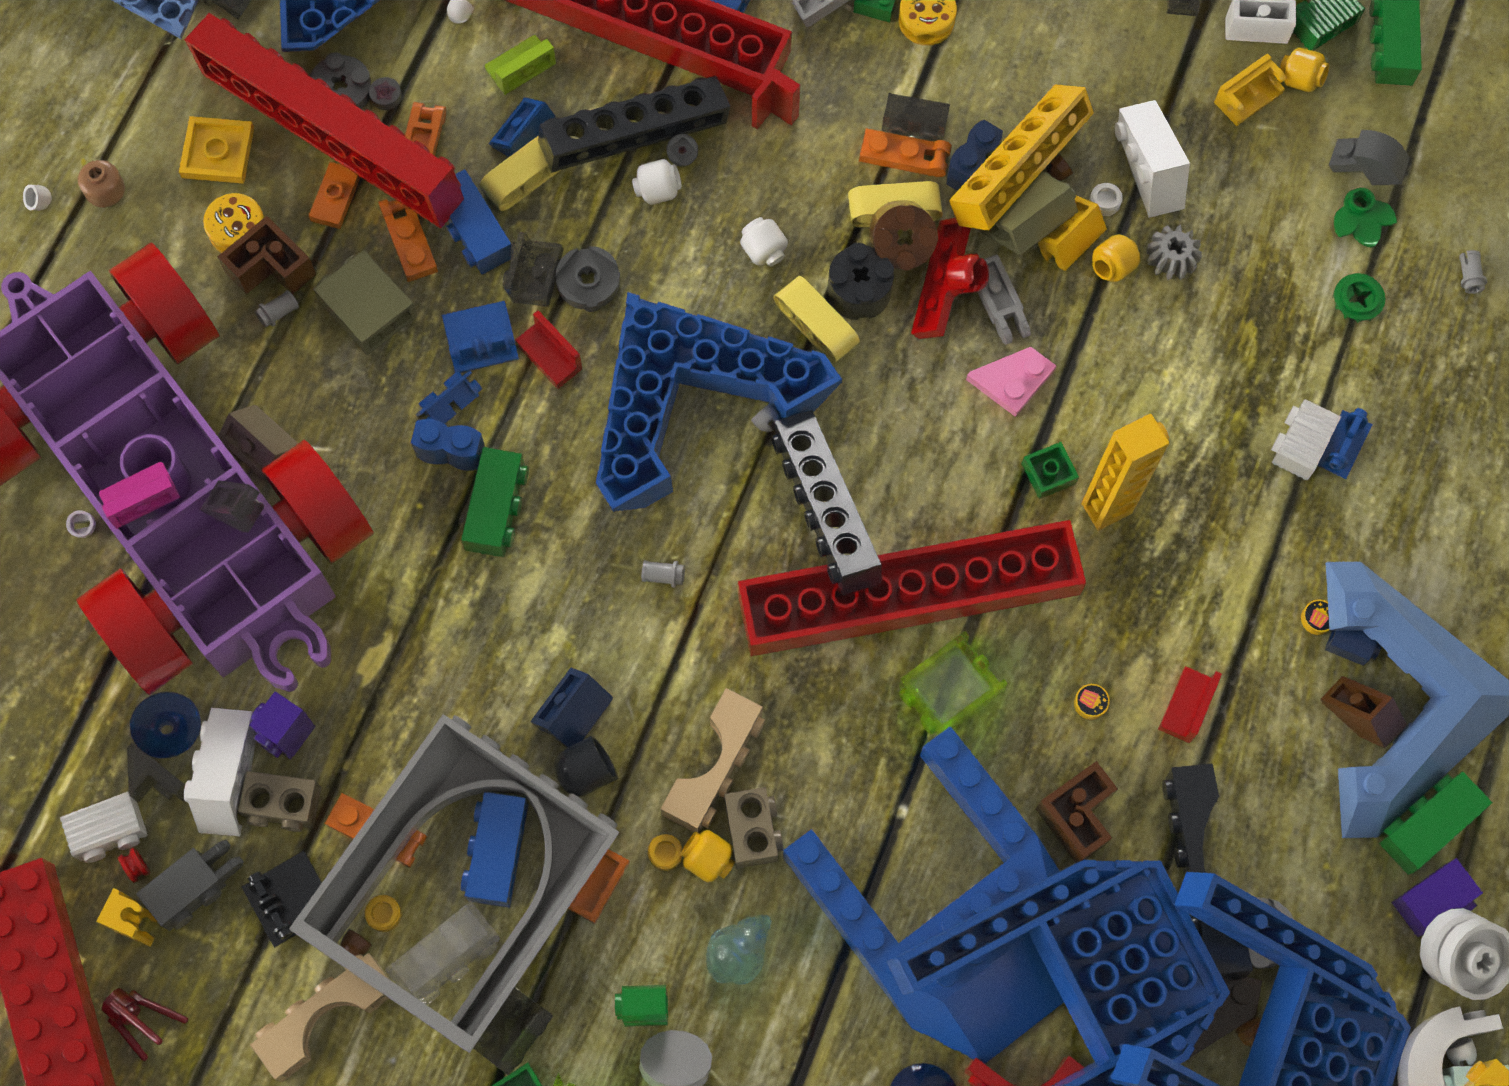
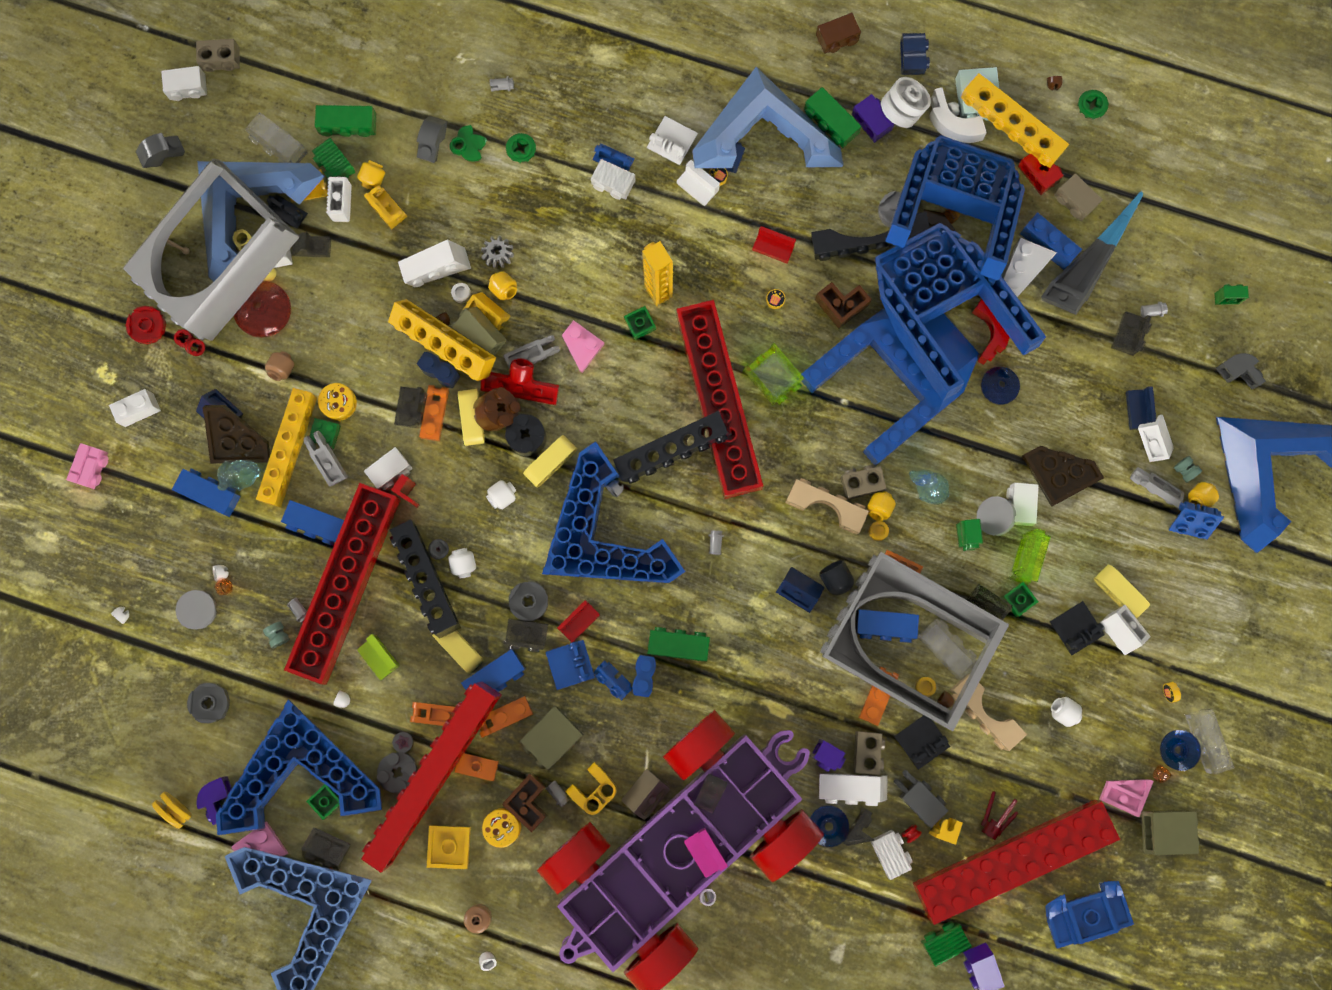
camera: 90 degrees left, 10 degrees up
(262, 343) = (582, 801): none -> yellow piece
(521, 126) = (425, 651): blue slope -> none
(820, 85) = (388, 470): none -> white brick
(1299, 582) = (698, 183): none -> white panel
(1365, 711) = (772, 152): reddish brown slope -> none
(1382, 541) = (672, 140): none -> white hinge

